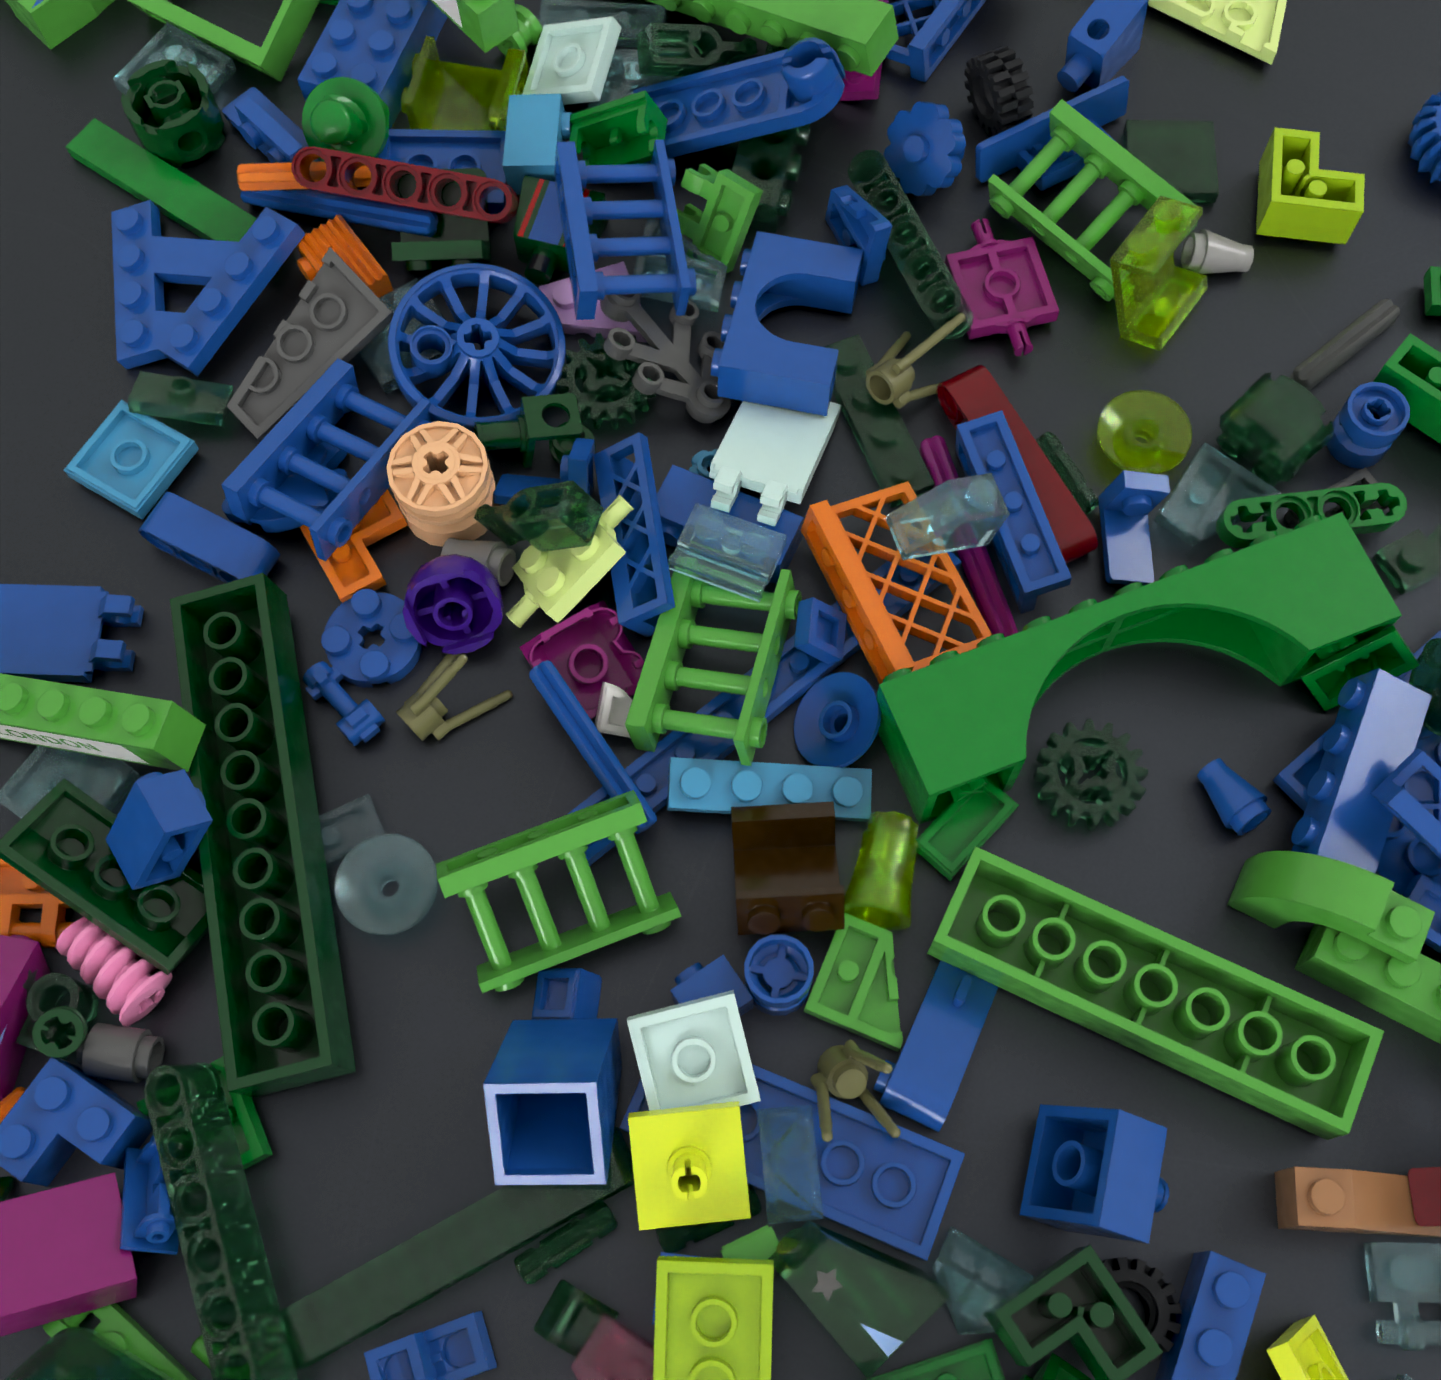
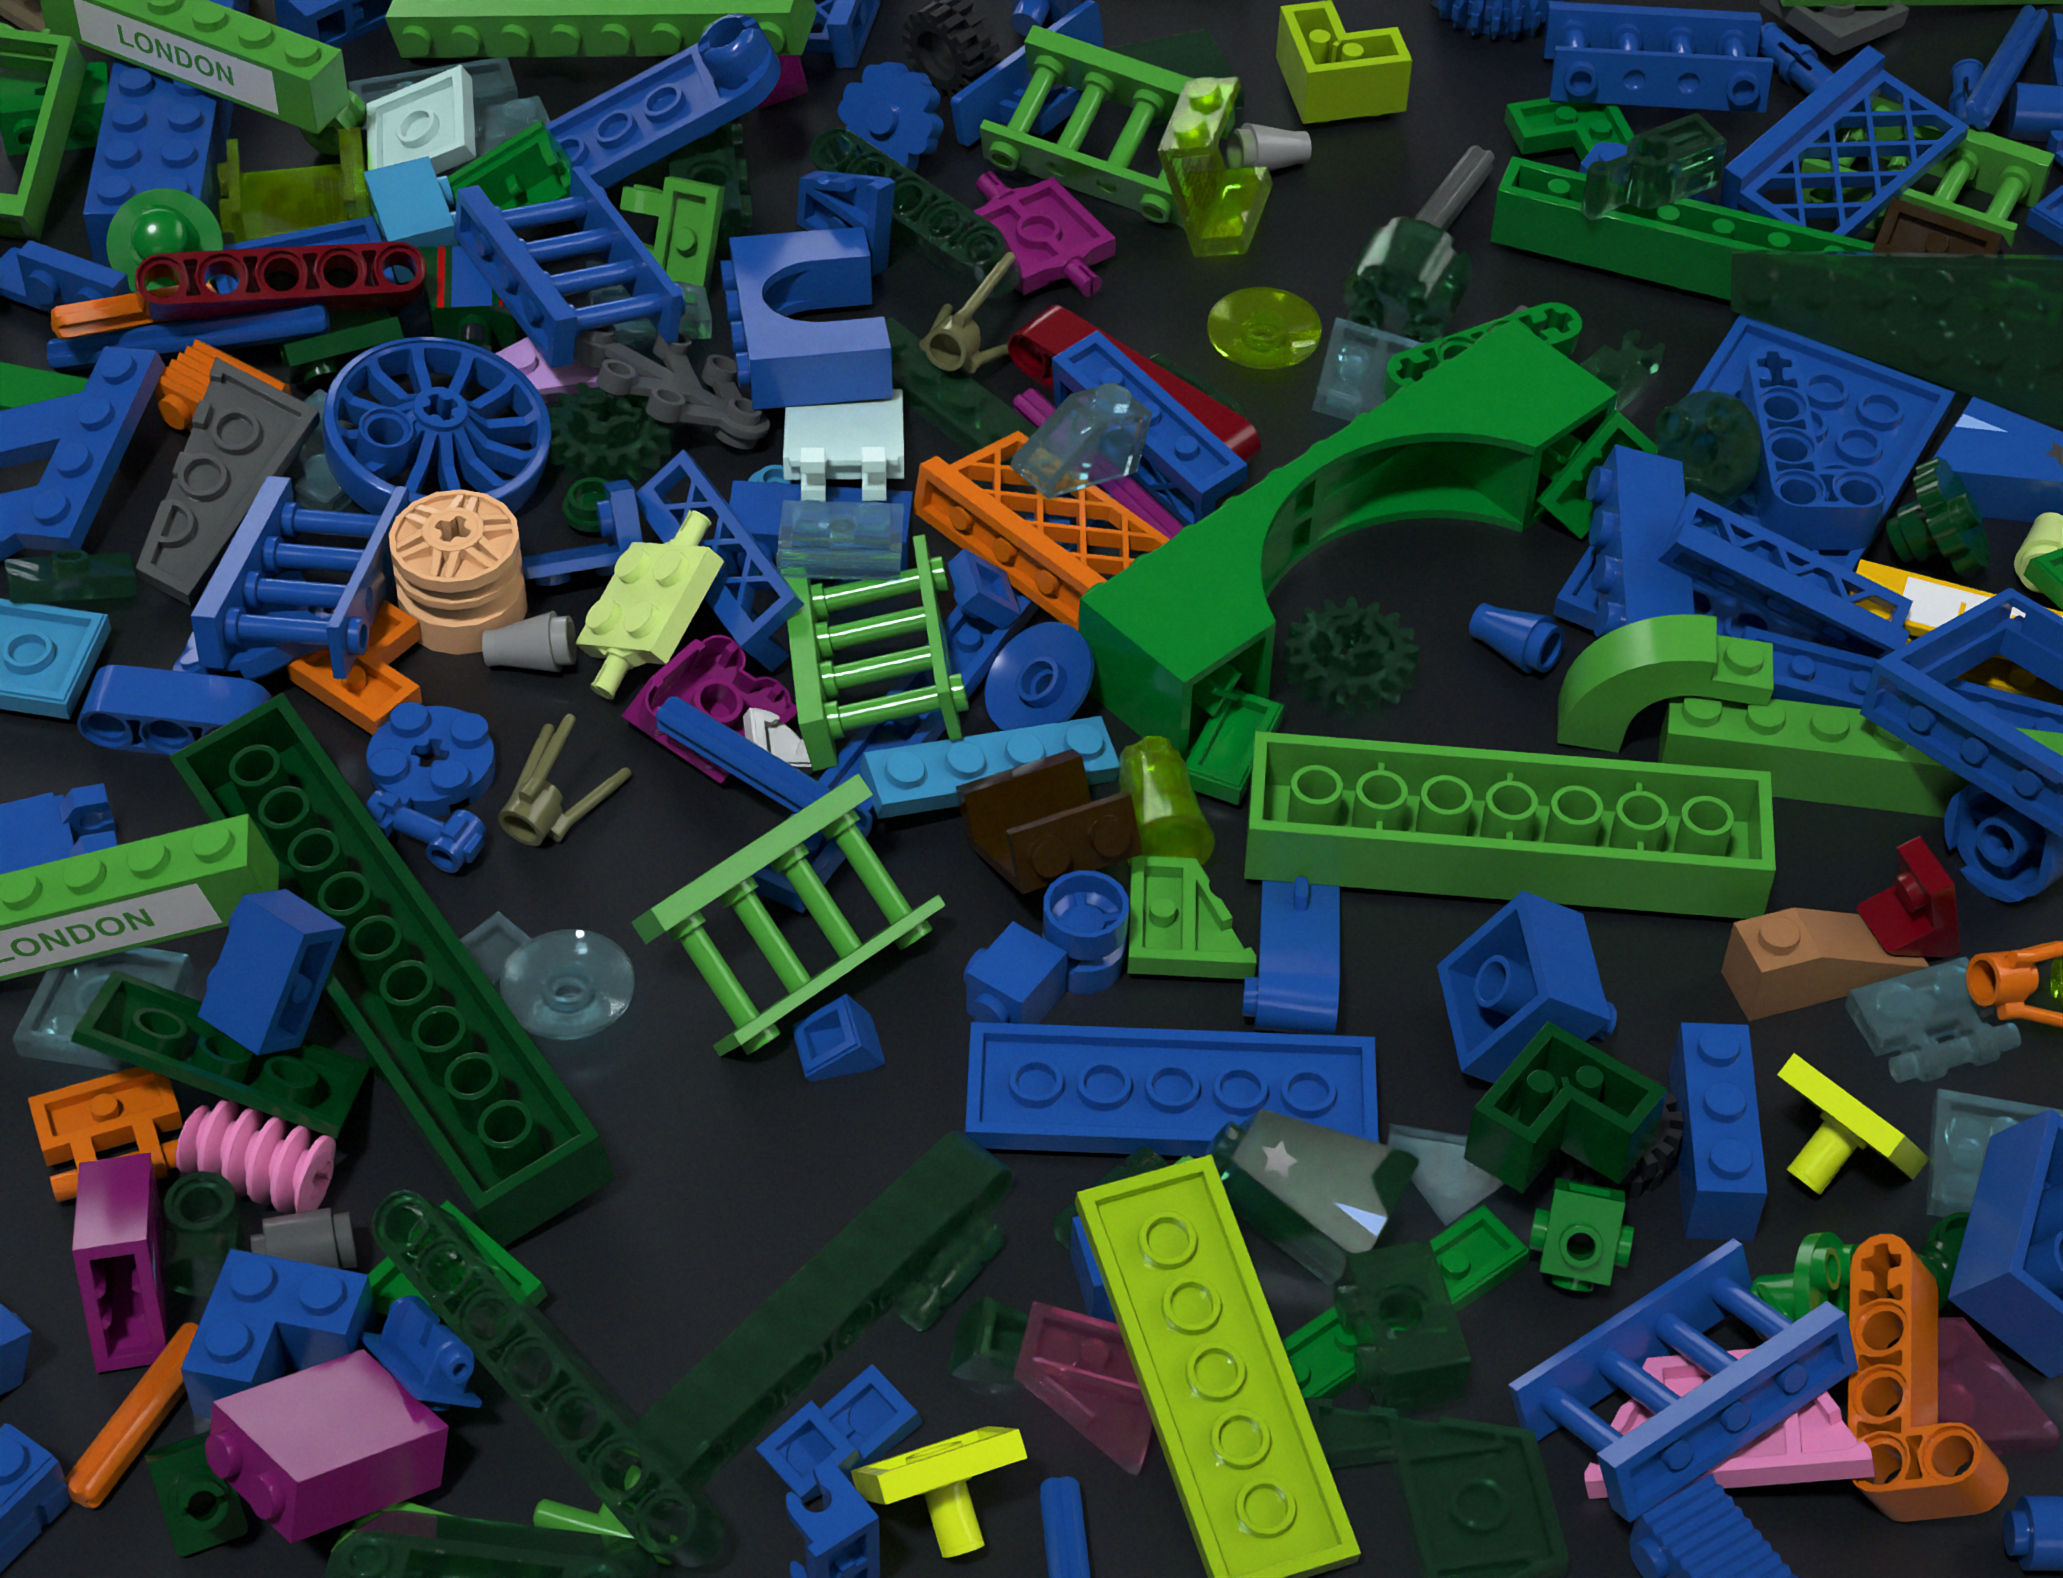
camera: 25 degrees left, 20 degrees down
(54, 1047) = (229, 1200): dark green bush -> none
(453, 604) = (529, 677): dark purple cylinder -> none
(530, 426) = (540, 483): dark green bracket -> none
(545, 516) = (605, 555): clear green piece -> none
(554, 1101) = (886, 1110): blue slope -> none
(673, 52) = (557, 83): clear green piece -> none
(689, 1165) = (1067, 1125): neon yellow tile -> none
(694, 1054) = (1026, 1018): light aqua plate -> none
(789, 1164) = (1176, 1097): clear light blue slope -> none
(844, 1074) = (1210, 1004): olive plant -> none
(1125, 525) = (1276, 400): blue bracket -> none
(1368, 424) = (1506, 259): blue wheel -> none

